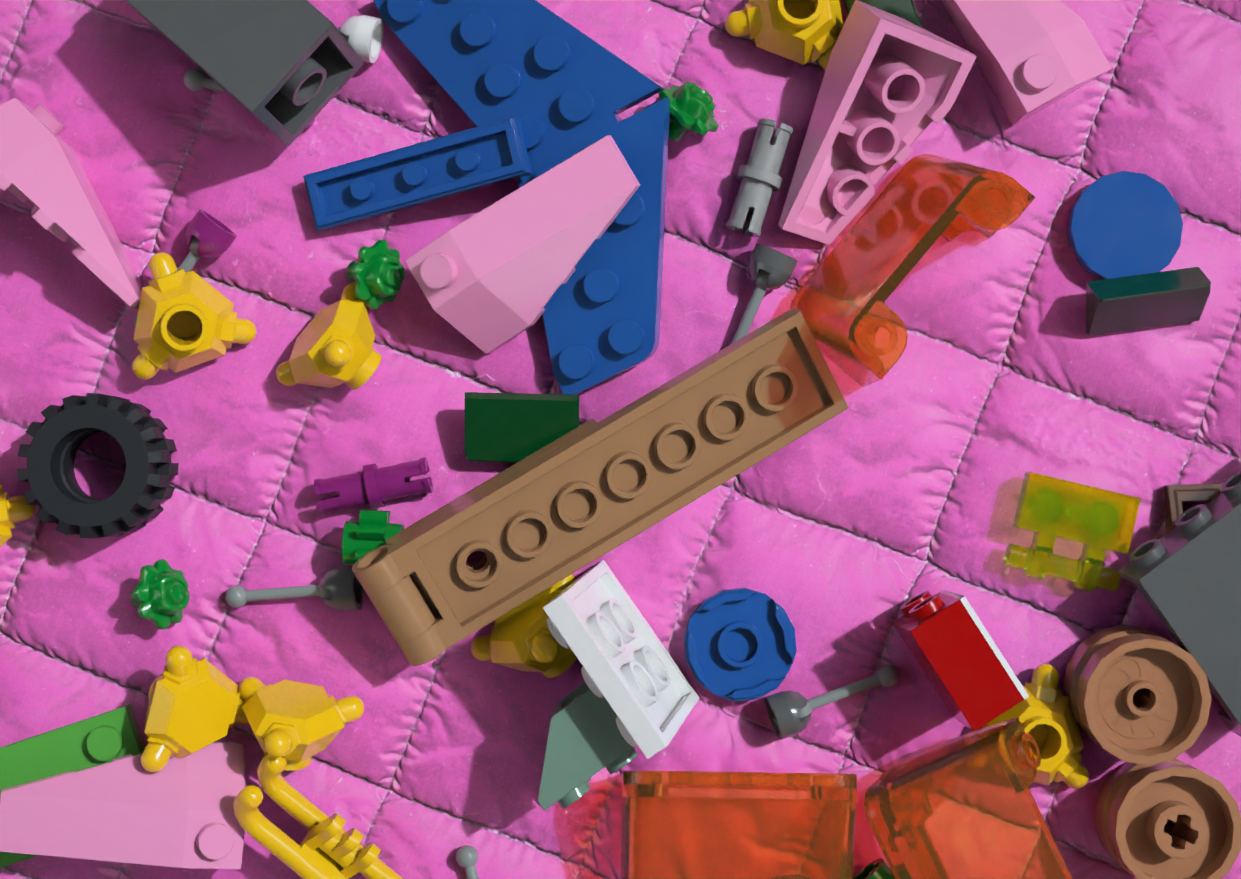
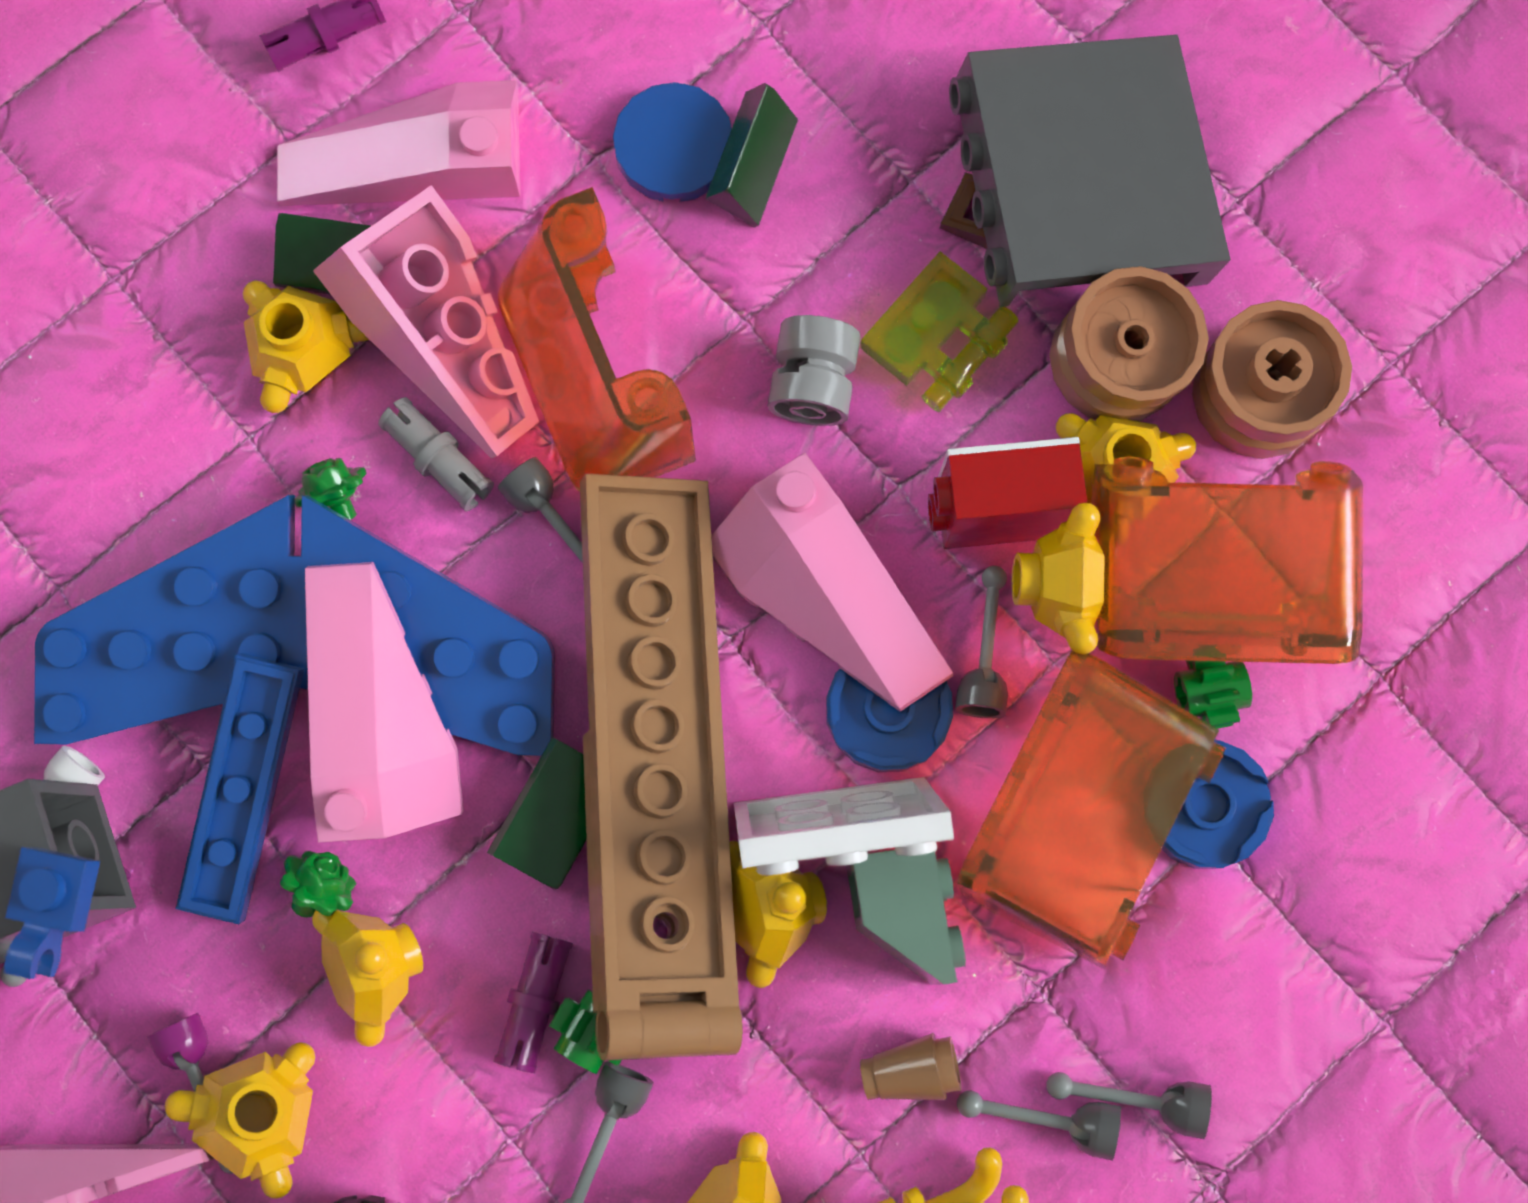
camera: 60 degrees left, 10 degrees down
(253, 95) = (50, 897): none -> blue plate
(469, 802) = (913, 1071): none -> medium nougat cone
(815, 534) = (815, 572): none -> bright pink wedge
(906, 740) = (1065, 579): none -> yellow rock
(989, 446) = (815, 360): none -> light grey wheel

